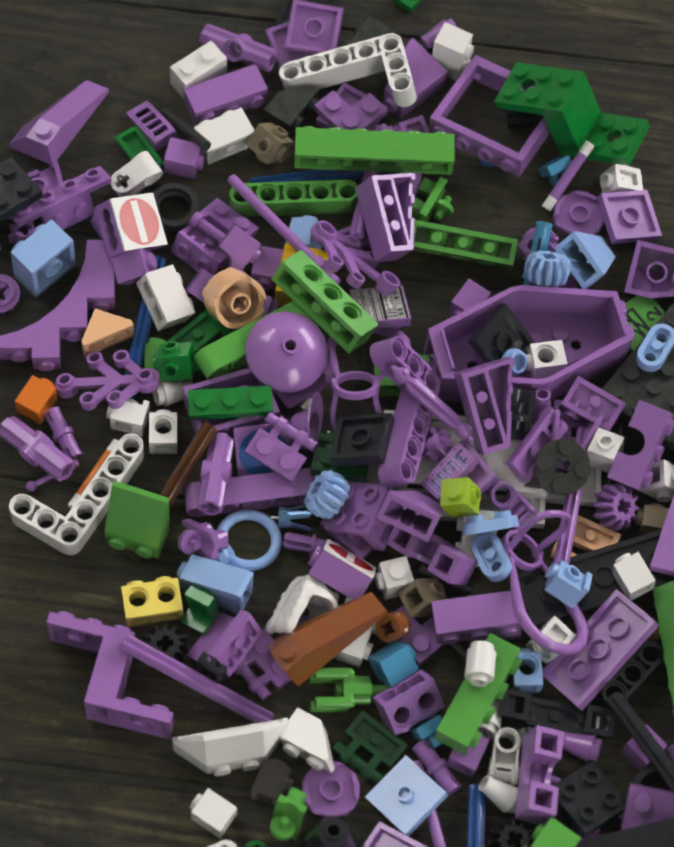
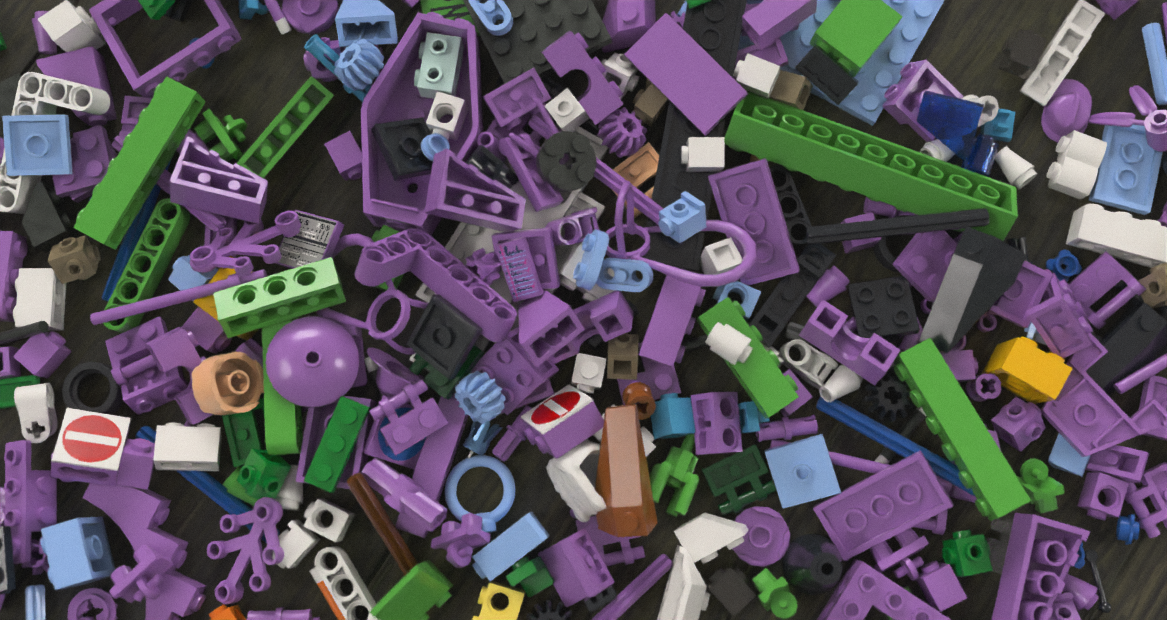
camera: 55 degrees left, 15 degrees up
(48, 310) = (143, 578): none -> medium lavender hips
(105, 331) = (191, 526): light nougat slope -> none
(346, 71) = (37, 145): none -> light blue plate
(433, 403) = (445, 250): medium lavender wheel -> none
(460, 497) = (554, 274): lime brick -> none
(585, 333) = (440, 65): none -> light aqua brick

